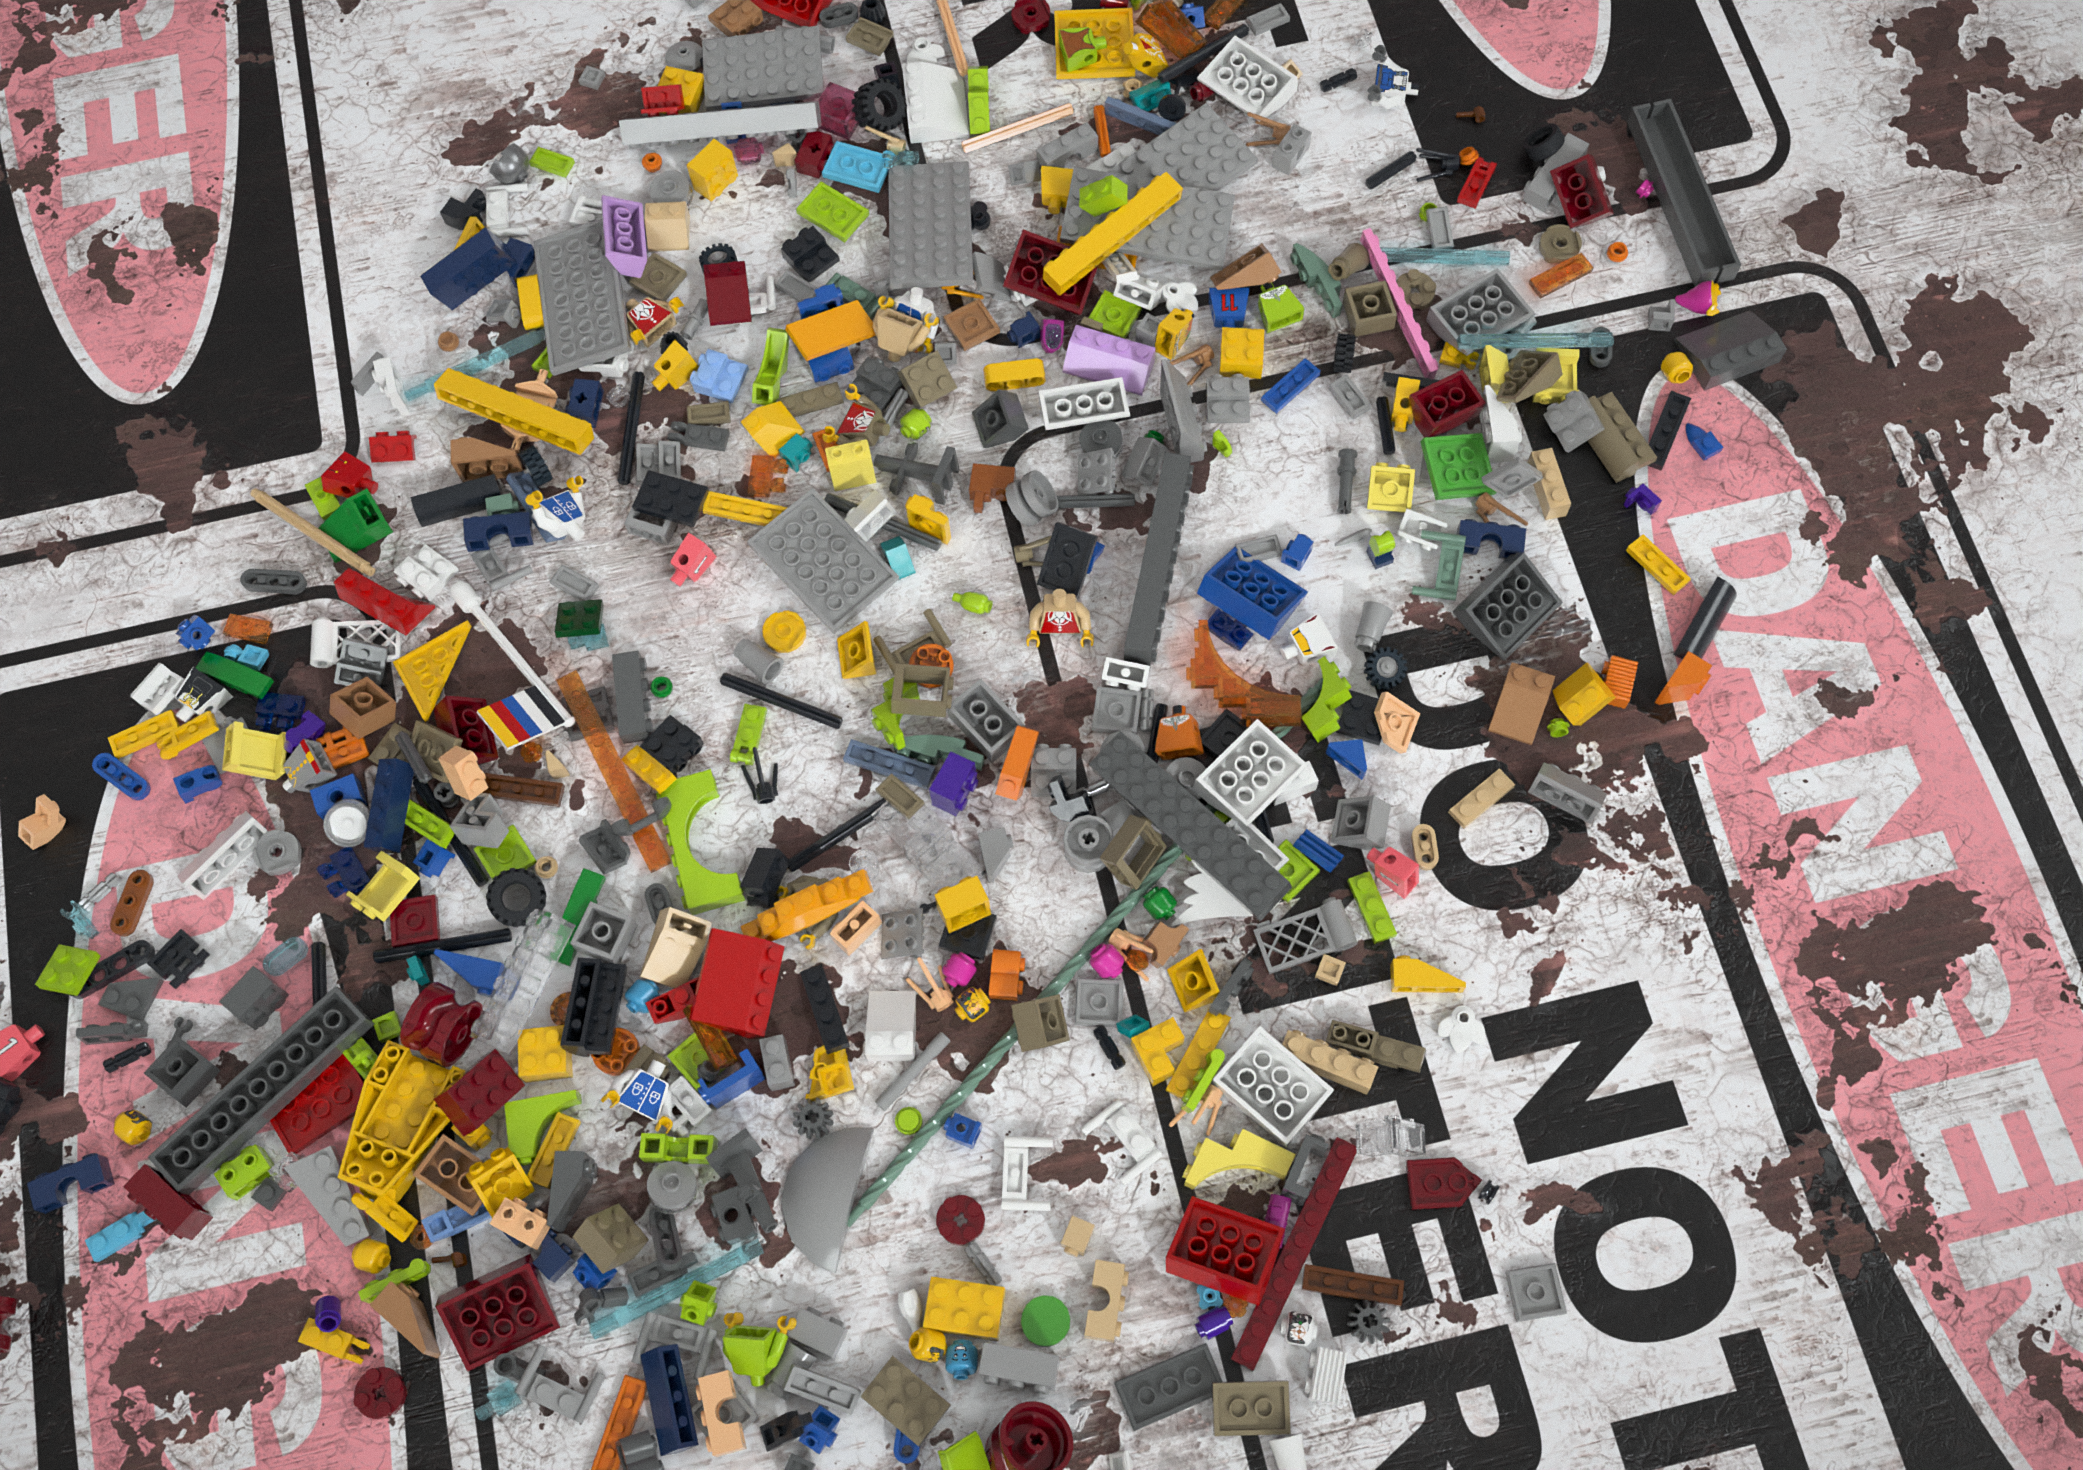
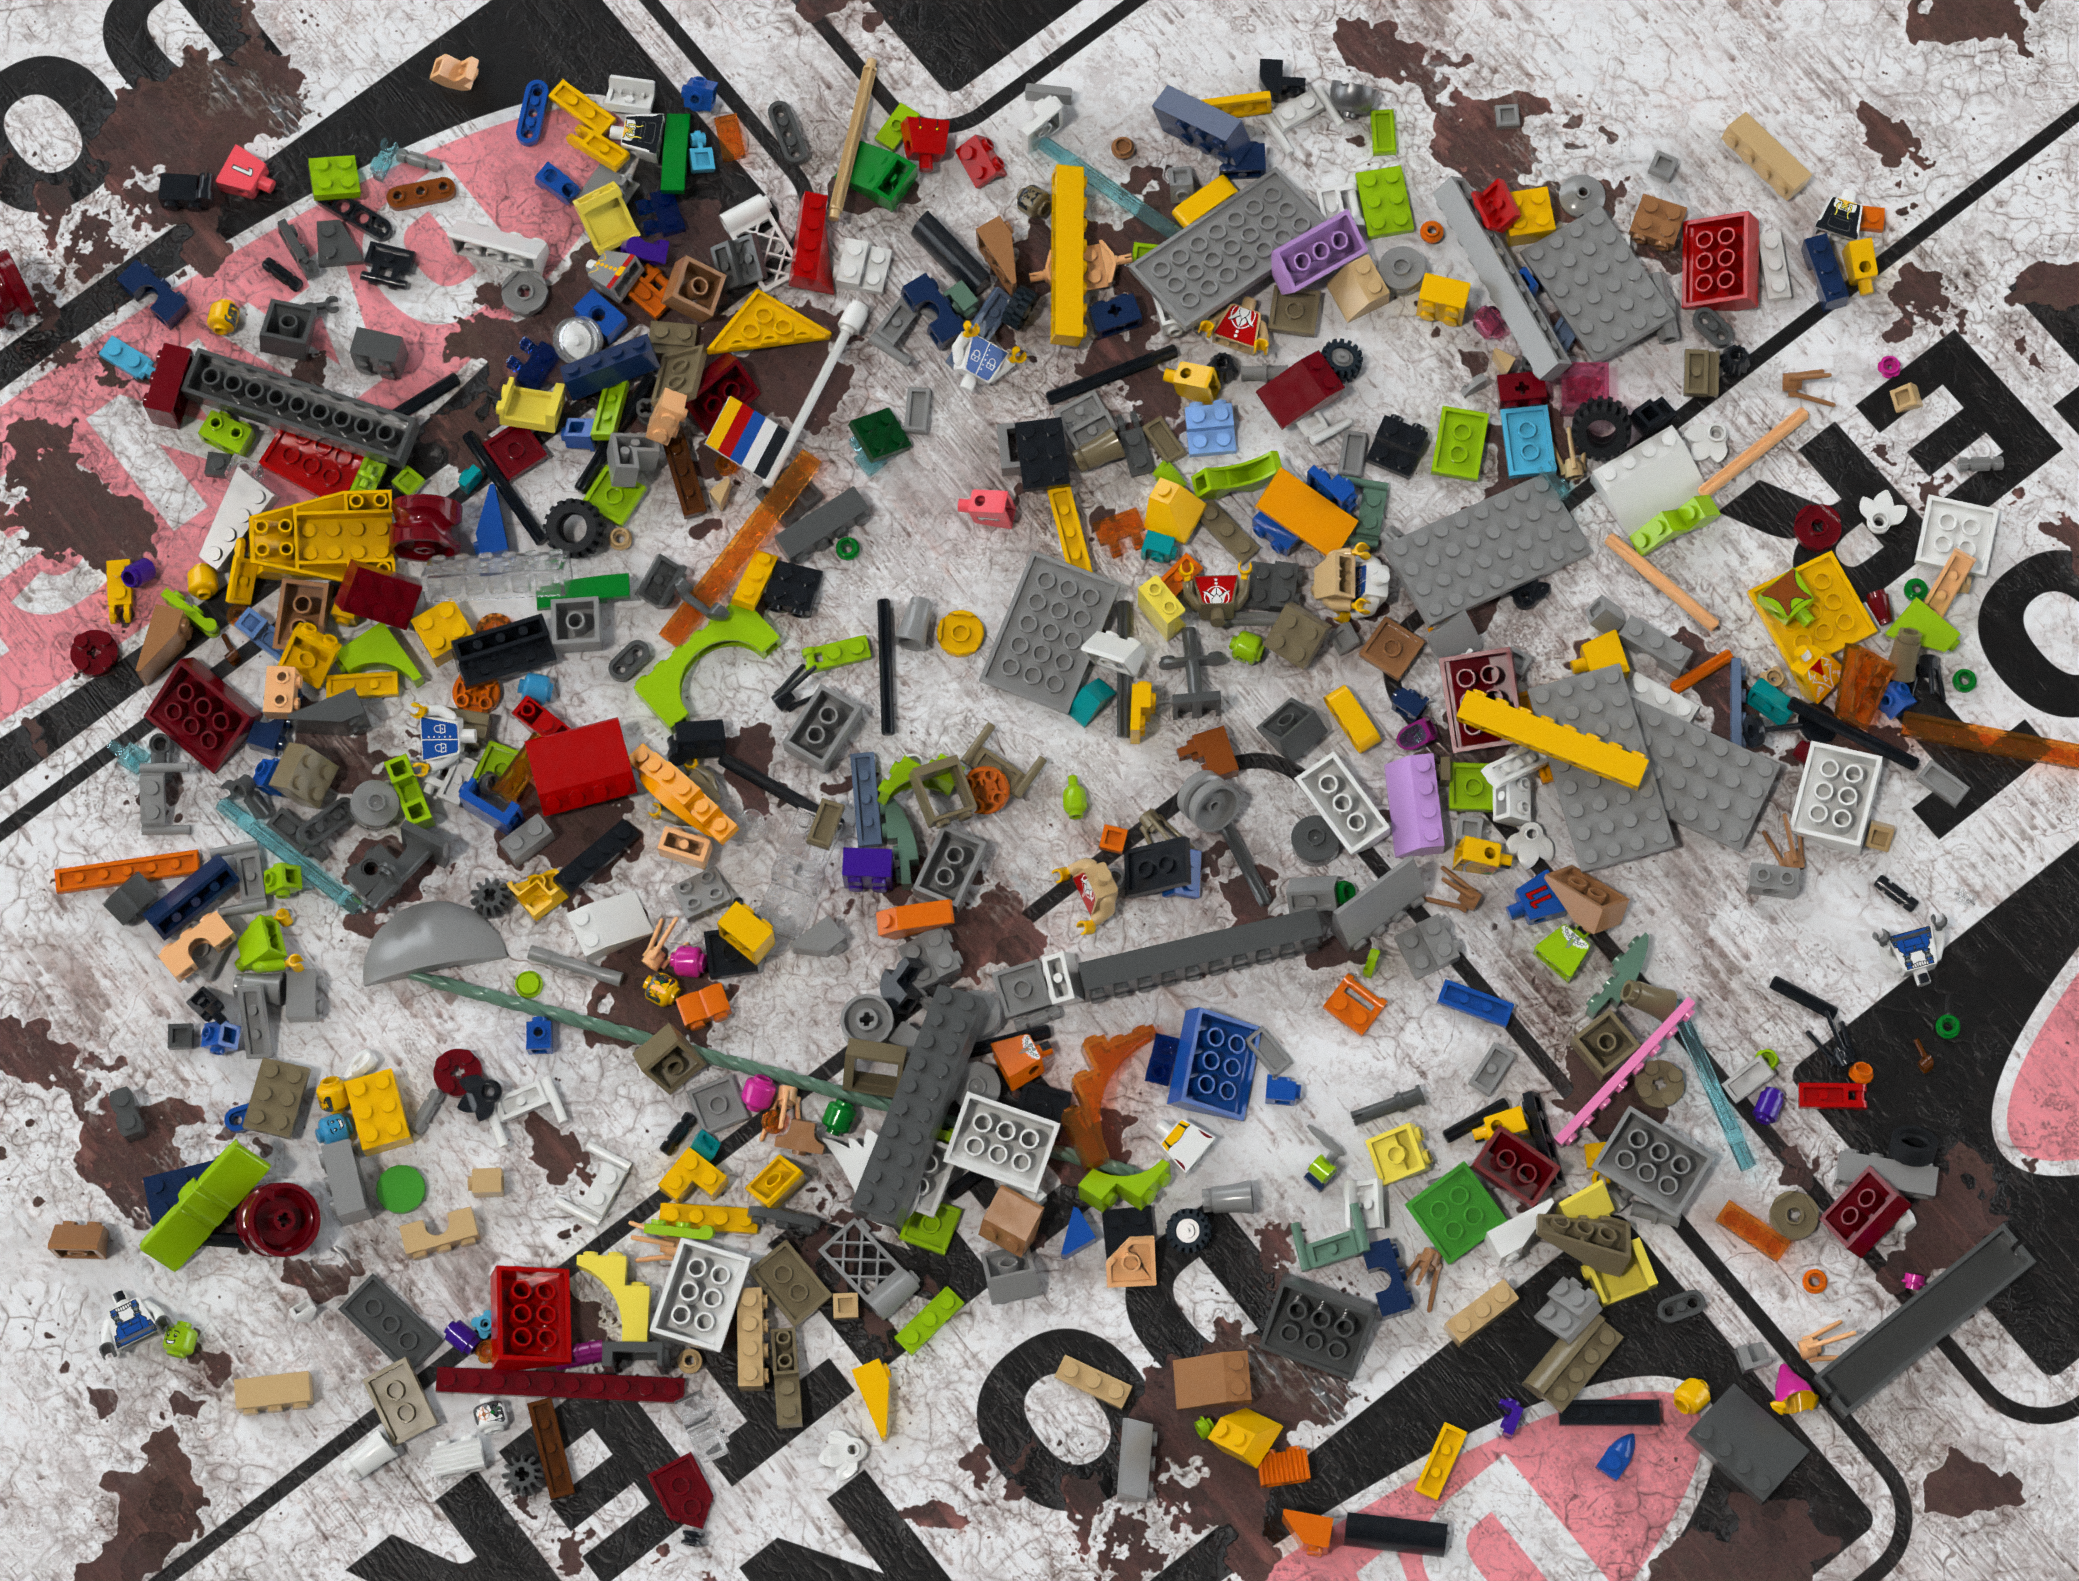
camera: 65 degrees right, 5 degrees up
(285, 956) = (432, 355): clear light blue tile -> none
(413, 757) = (665, 362): dark grey axle -> none
(452, 421) = (1034, 201): none -> dark tan head
(607, 180) = (1384, 202): none -> lime plate
(616, 393) = (1141, 341): clear tile -> none
(675, 947) = (590, 694): tan slope -> none
(690, 458) = (1098, 451): none -> dark tan plant
(734, 421) = (1168, 472): none -> lime cone
(809, 769) = (822, 728): none -> light grey brick
(856, 652) = (968, 714): yellow slope -> none
(992, 1210) = (476, 1098): none -> black plate
(1023, 587) = (1113, 839): none -> orange plate
(1096, 471) = (1272, 850): light grey hinge -> none
(1103, 195) = (1584, 708): lime brick -> none
(1241, 352) = (1488, 936): yellow brick -> none
(1252, 477) = (1349, 1010): none -> orange plate
(1290, 1007) = (790, 1283): none -> dark tan plate
(1318, 850) = (963, 1245): blue tile -> none
(1319, 798) = (1011, 1221): none -> medium nougat slope
(1323, 1132) = (689, 1369): none -> tan plate
(1344, 353) = (1535, 1040): black tyre -> none
(1395, 870) = (972, 1324): coral torso -> none
(1425, 848) = (1013, 1345): tan plate -> none
(1457, 85) = (1951, 1020): none -> green plate
(1466, 224) = (1768, 1105): none -> dark purple brick
(1512, 477) = (1460, 1270): light grey tile -> none
(1536, 340) = (1642, 1232): clear light blue piece -> none
(1670, 275) = (1811, 1347): none -> light nougat plant

